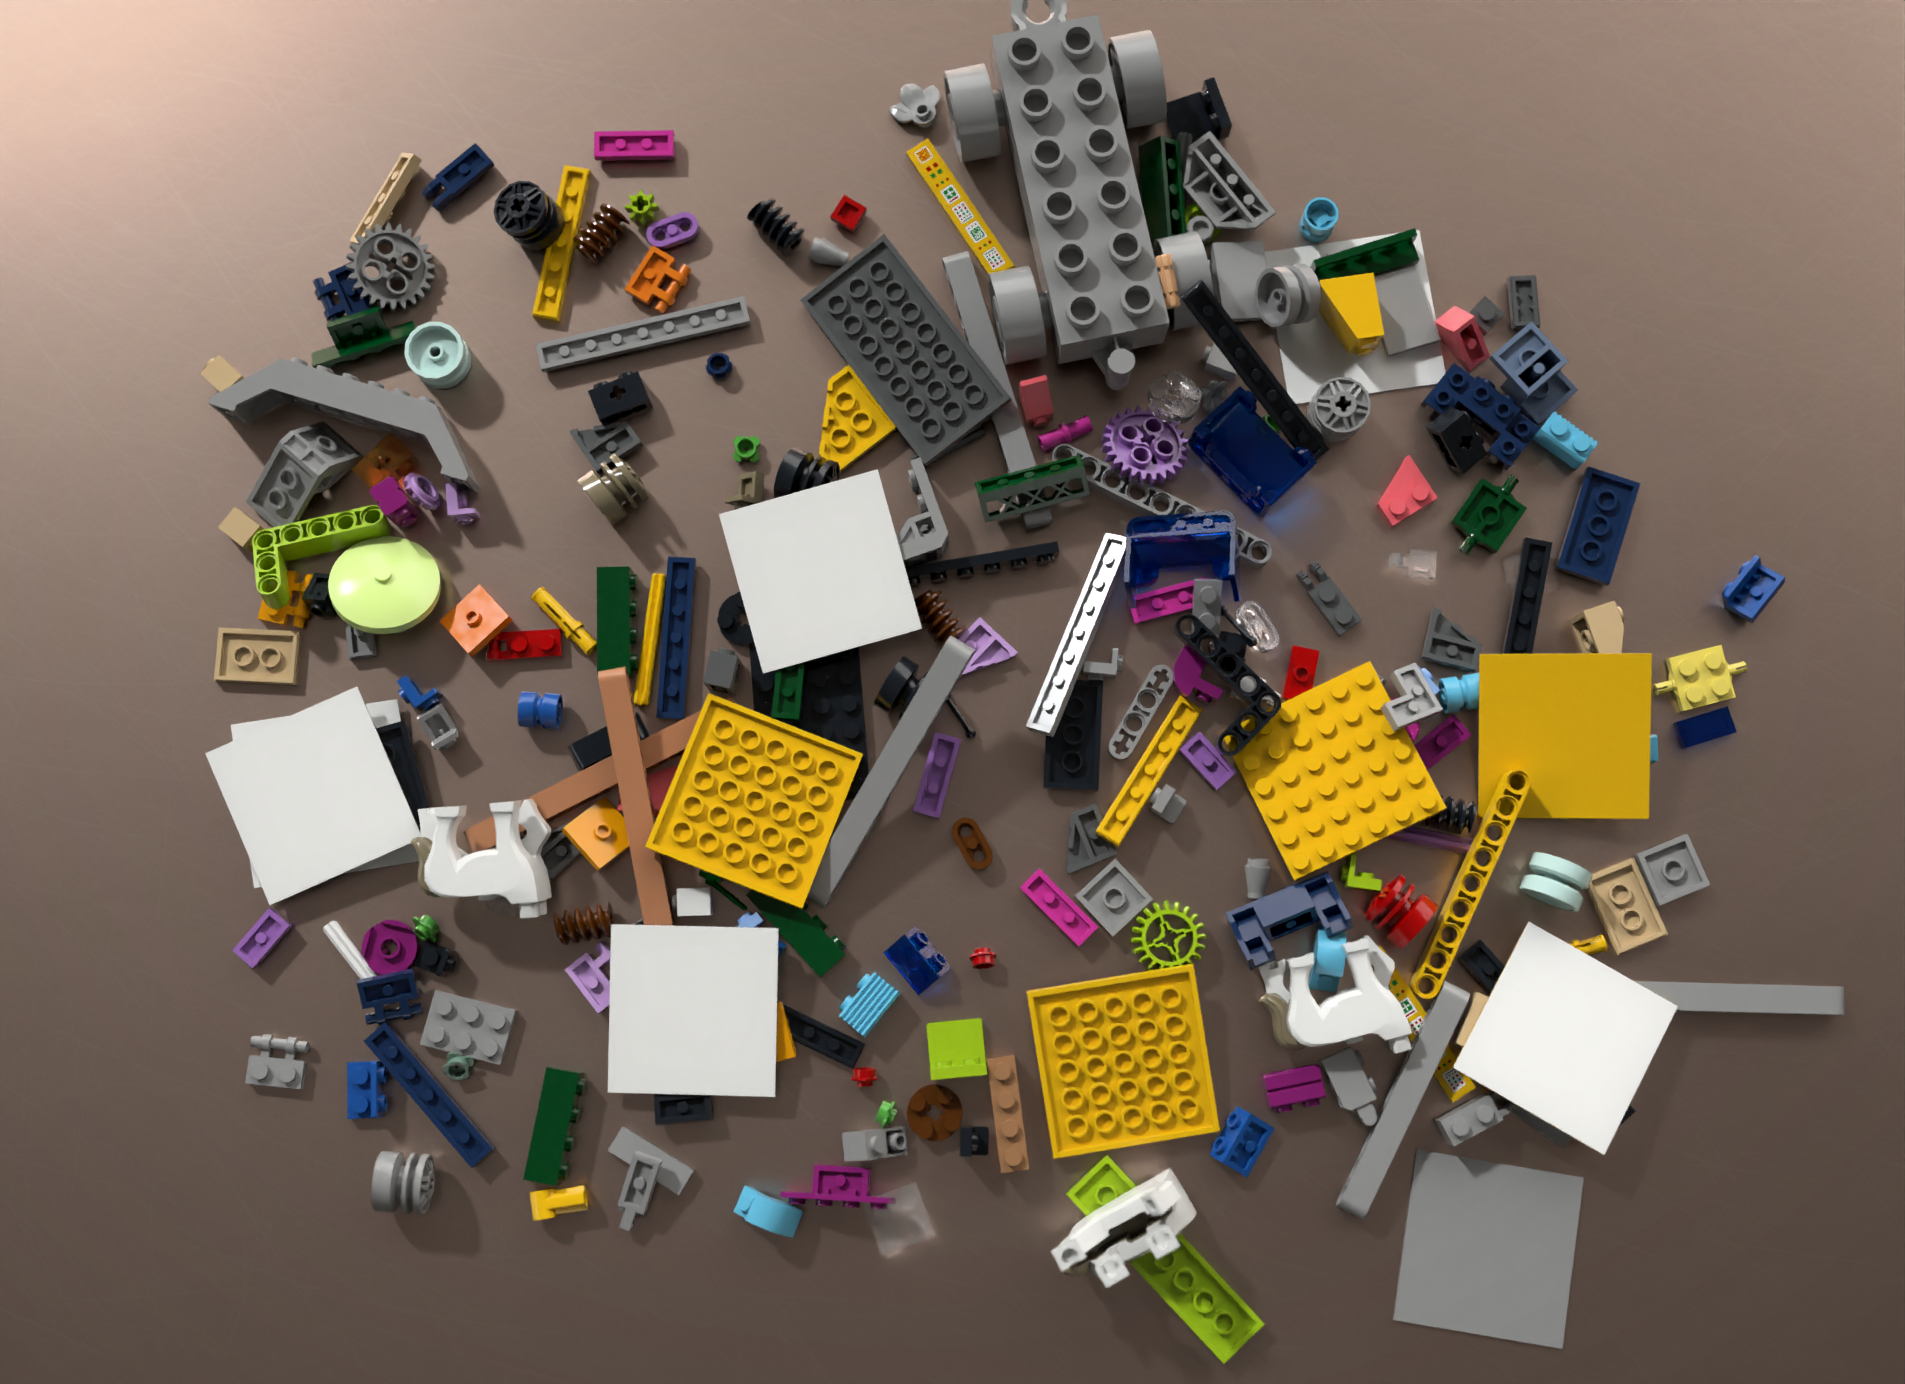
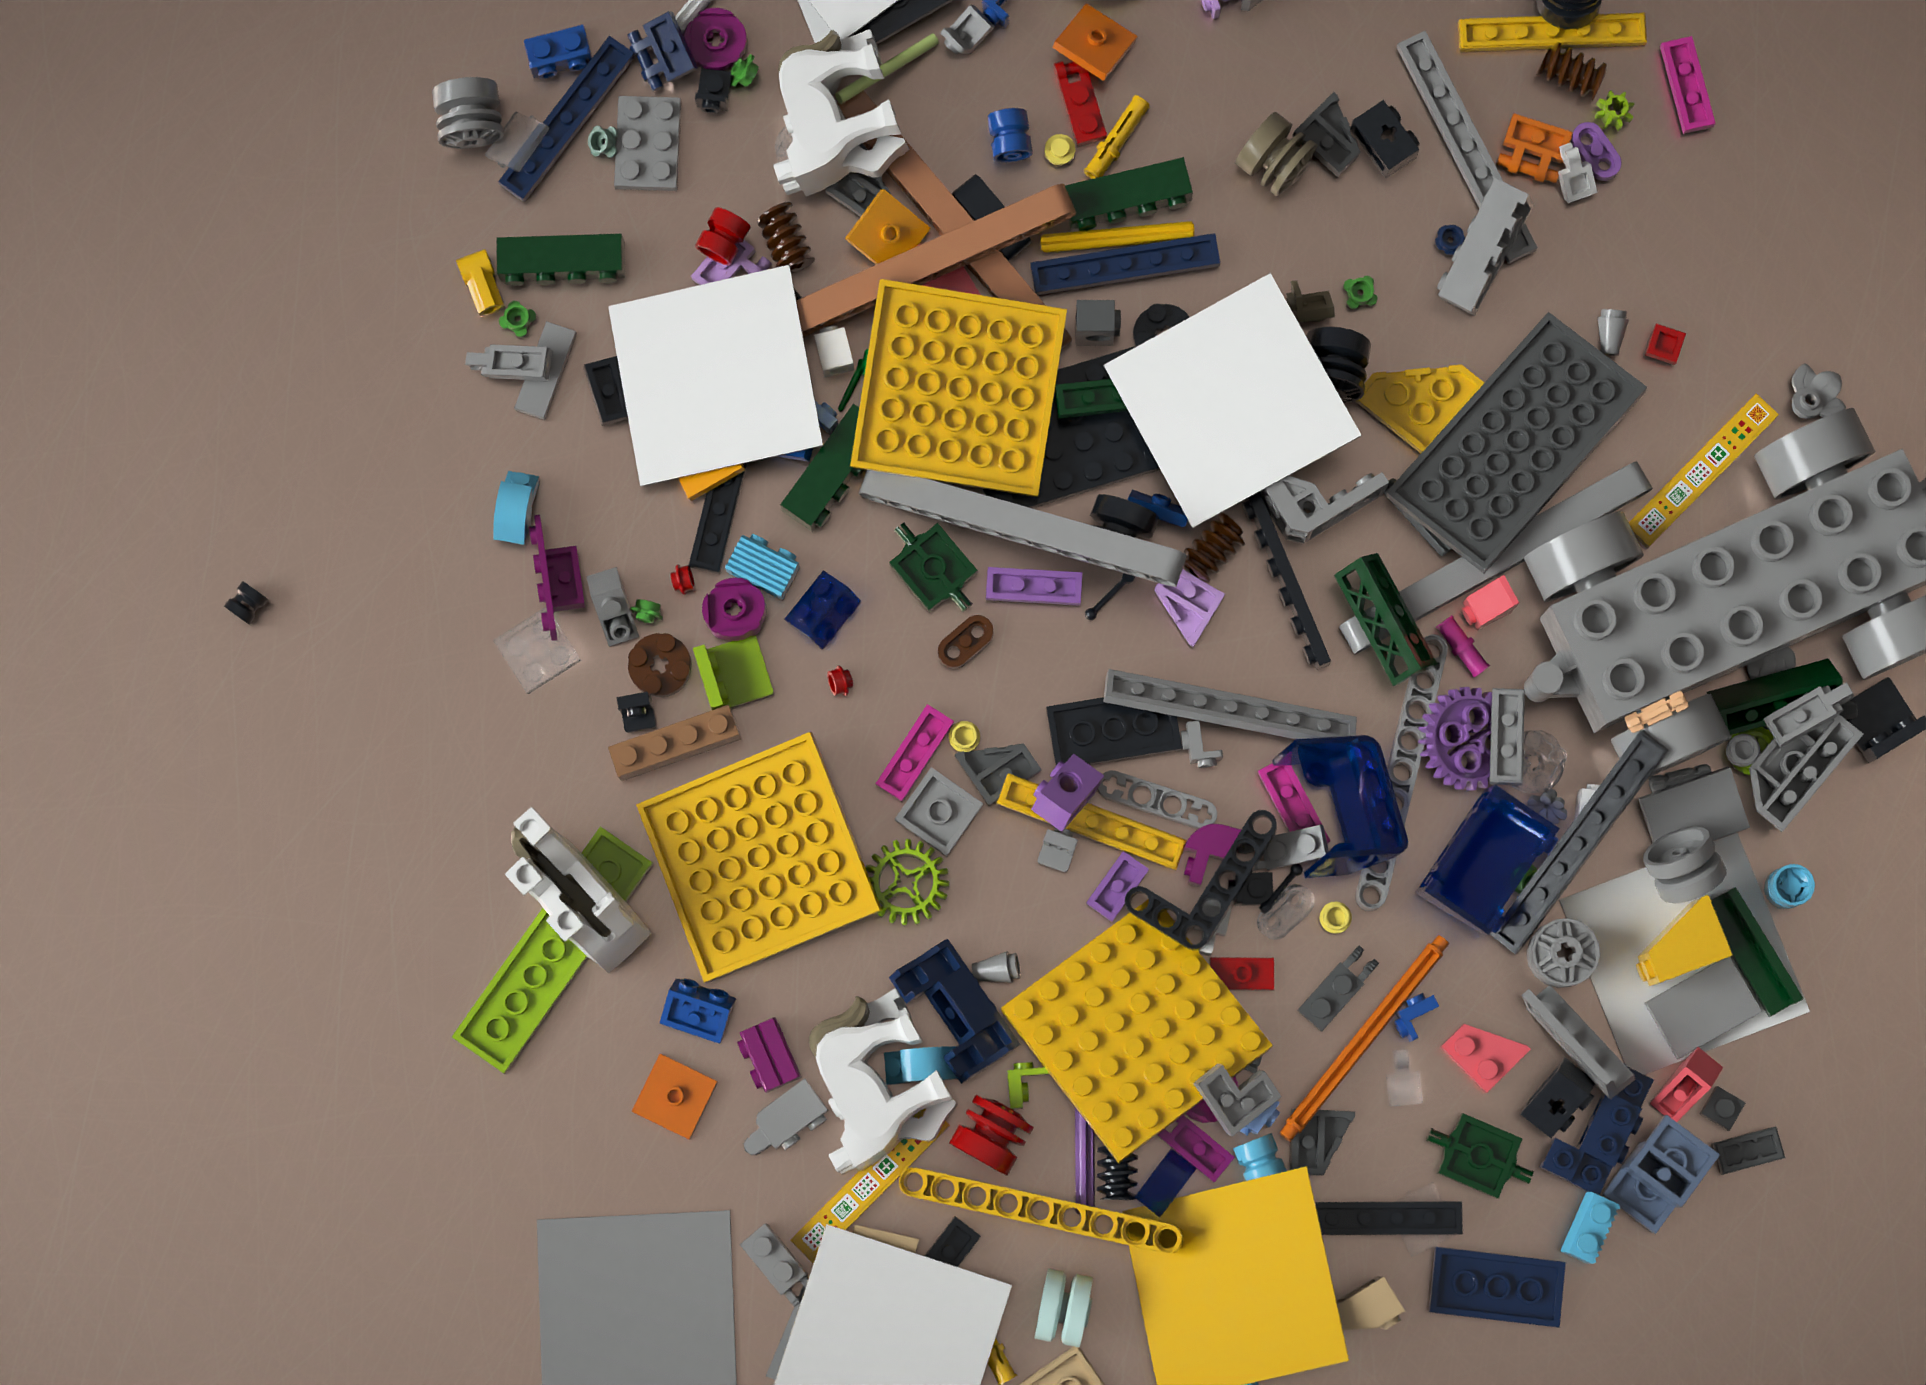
camera: 80 degrees right, 0 degrees up
(440, 1141) = (519, 141): none -> clear piece
(454, 800) = (888, 68): none -> yellowish green bar
(562, 671) = (1059, 149): none -> light yellow plate
(571, 977) = (723, 234): none -> red wheel
(606, 1176) = (508, 320): none -> bright green plate
(692, 250) = (1578, 178): none -> white plate
(735, 335) = (1485, 246): none -> light grey wedge
(776, 226) = (1628, 265): black piece -> none
(889, 1047) = (740, 626): none -> magenta plate
(892, 654) = (1161, 506): none -> blue plate
(902, 857) = (933, 567): none -> dark green plate
(1053, 862) = (964, 736): none -> light yellow plate
(1134, 794) = (1066, 792): none -> medium lavender brick
(1152, 412) = (1507, 736): none -> light grey tile
(1184, 170) = (1807, 713): none -> light grey hinge
(1269, 587) = (1335, 917): none -> light yellow plate
(1311, 1177) = (674, 1096): none -> orange plate
(1358, 538) = (1416, 1007): none -> blue bracket
(1376, 586) = (1364, 1038): none -> orange piece
(1402, 1100) = (781, 1180): light grey beam -> none
(1414, 412) = (1579, 1041): none -> light grey fence
(1464, 775) = (1165, 1182): none -> clear blue tile

